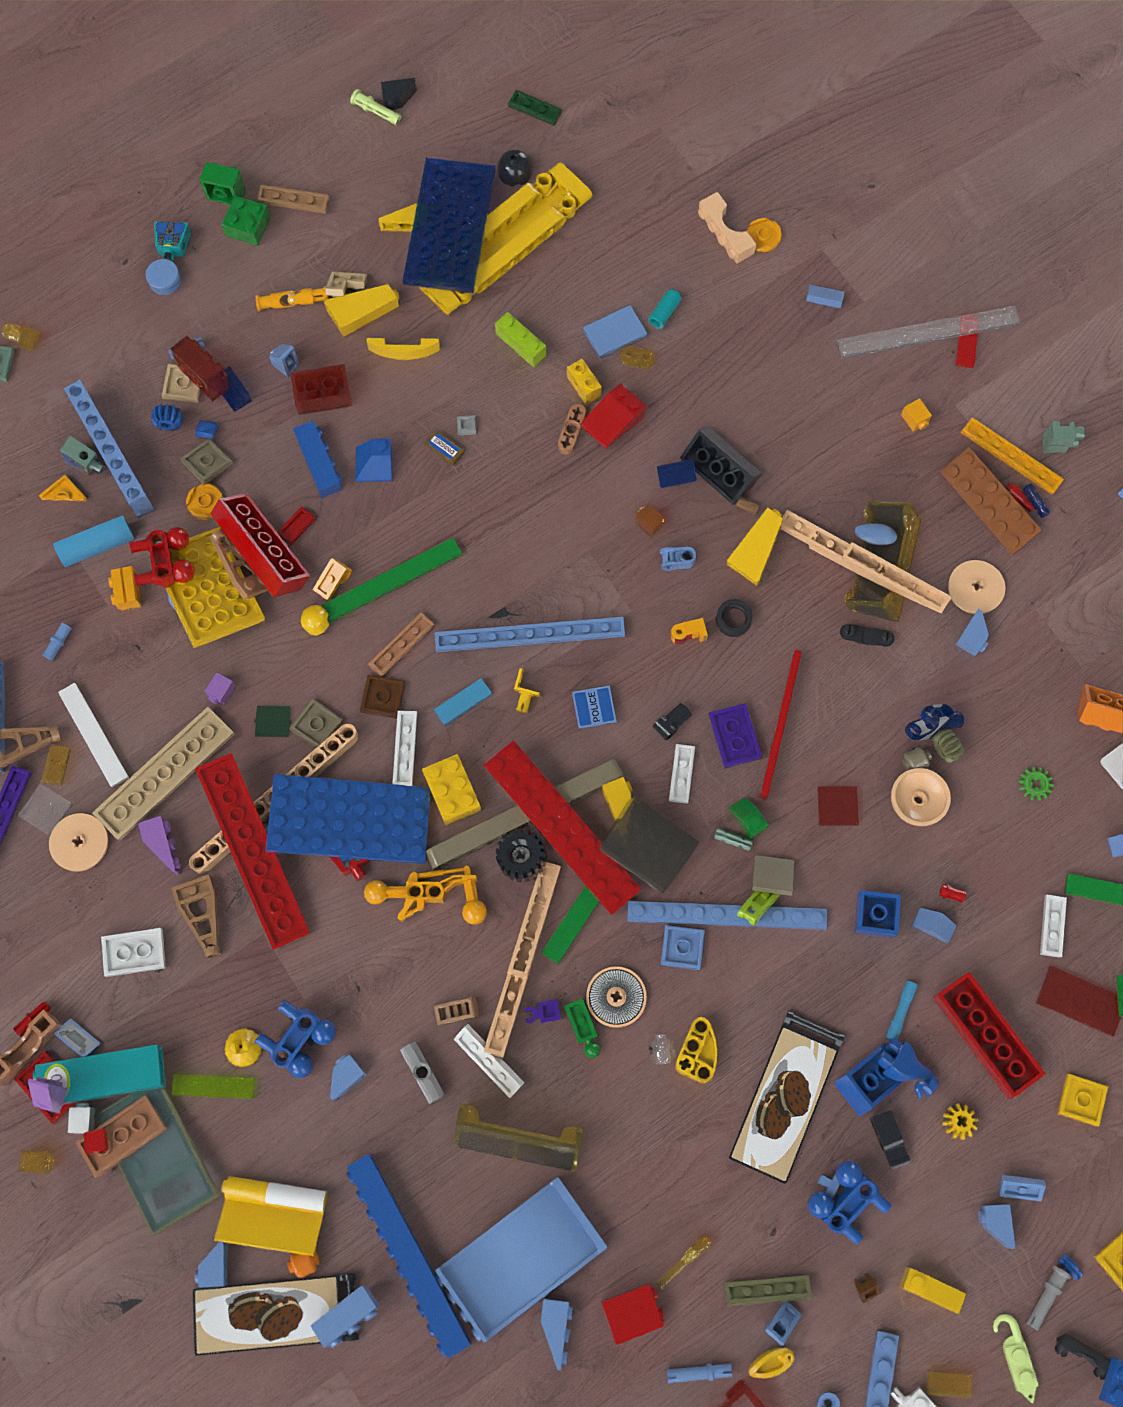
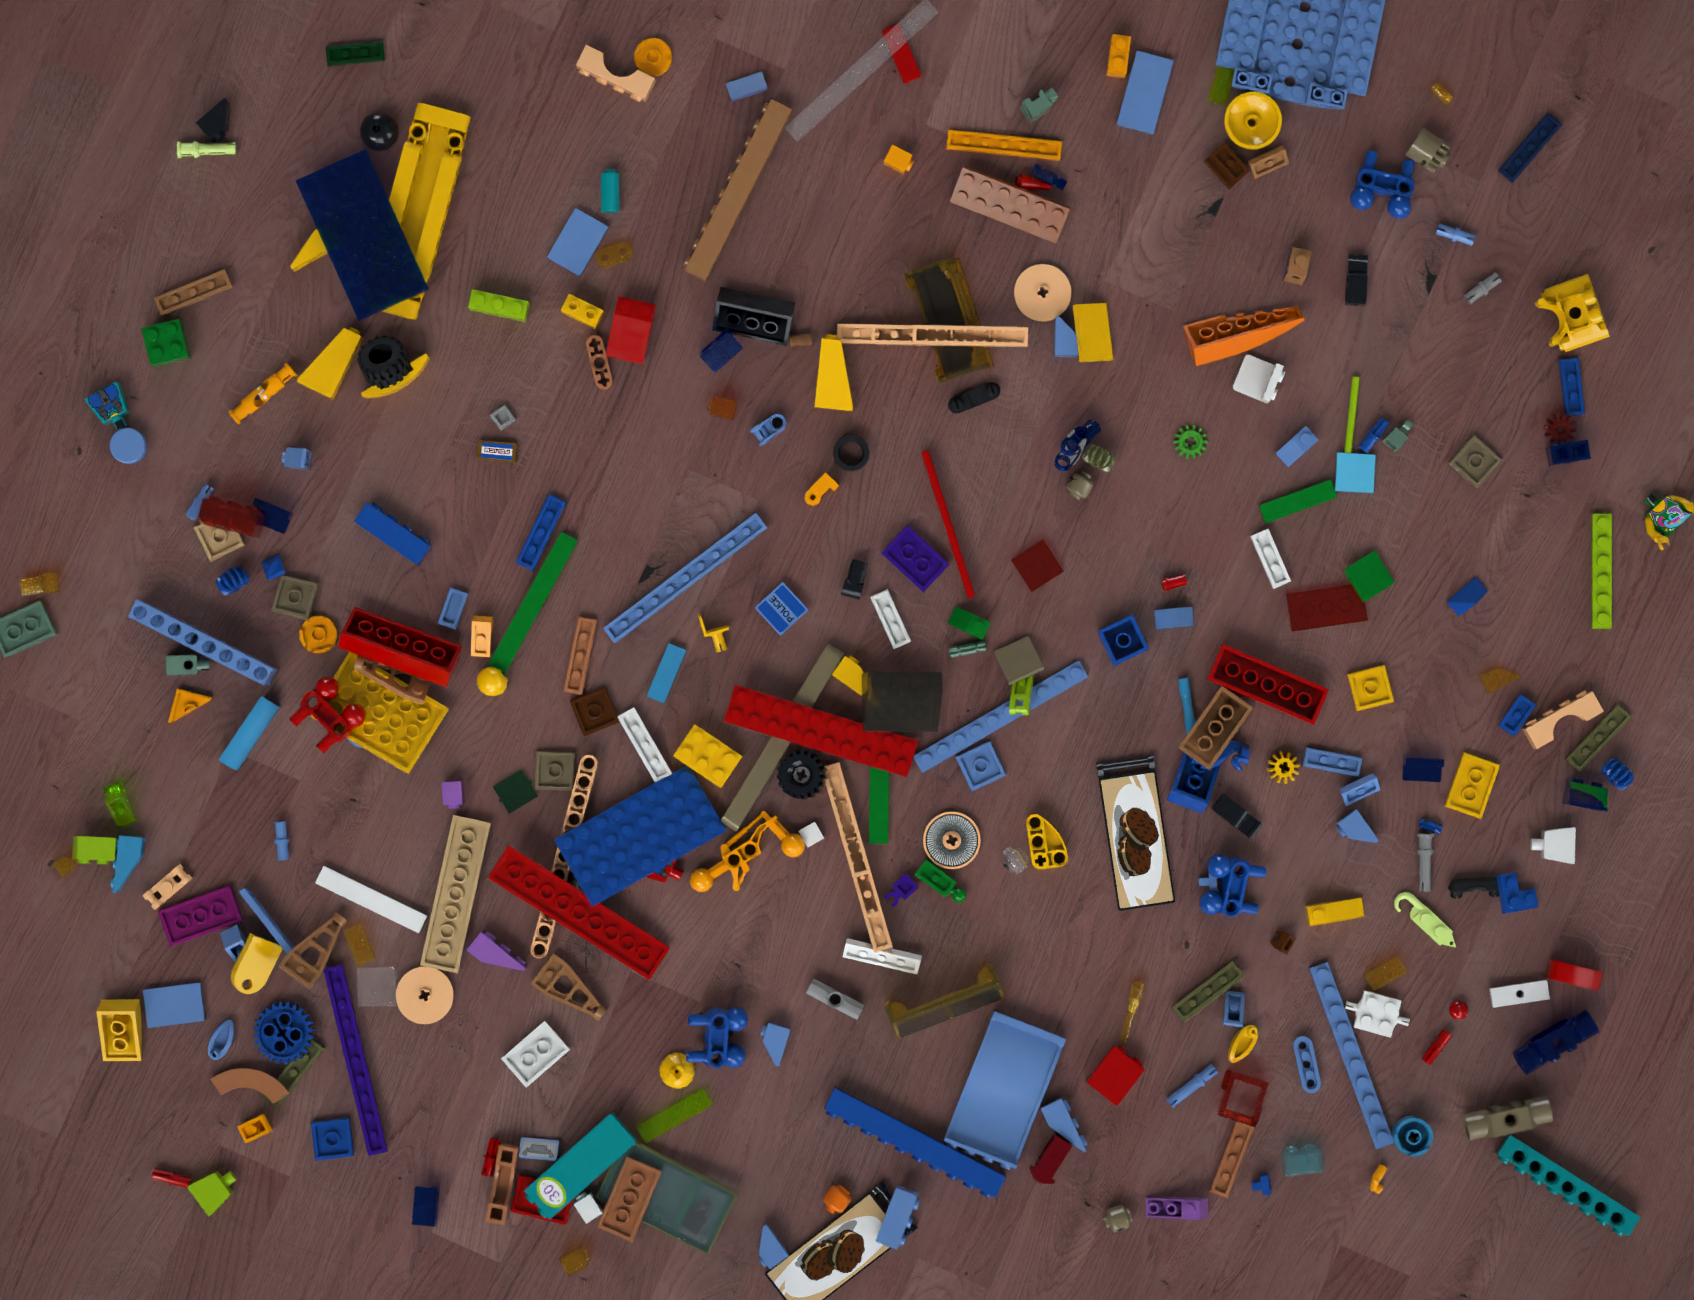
camera: 40 degrees left, 15 degrees up
(47, 1094) = (555, 1205): medium lavender slope -> none
(95, 1141) = (613, 1216): red tile -> none
(125, 591) = (307, 757): light orange brick -> none
(221, 183) = (120, 321): green brick -> none
(271, 1215) = (789, 1182): yellow door -> none
(296, 525) = (415, 606): red tile -> none
(321, 389) = (352, 467): clear red brick -> none
(324, 545) = (453, 608): none -> medium blue tile
(340, 281) = (296, 349): tan plate -> none
(374, 461) = (444, 504): blue slope -> none
(401, 324) = (378, 351): none -> black tyre
(436, 529) = (541, 532): none -> blue tile
(474, 1012) = (841, 921): medium nougat slope -> none
(496, 913) = (811, 834): none -> white tile
(521, 1356) = (1050, 1159): none -> dark red piece
(768, 365) = (738, 190): none -> medium nougat brick
(876, 534) = (928, 299): medium blue arm -> none
(919, 1043) = (1215, 727): none -> medium nougat slope
(929, 788) = (1115, 514): light nougat dish -> none
(1002, 641) = (1092, 332): none -> yellow tile
(1008, 1146) = (1332, 761): none -> medium blue tile
(1092, 1207) = (1422, 769): none -> clear blue panel

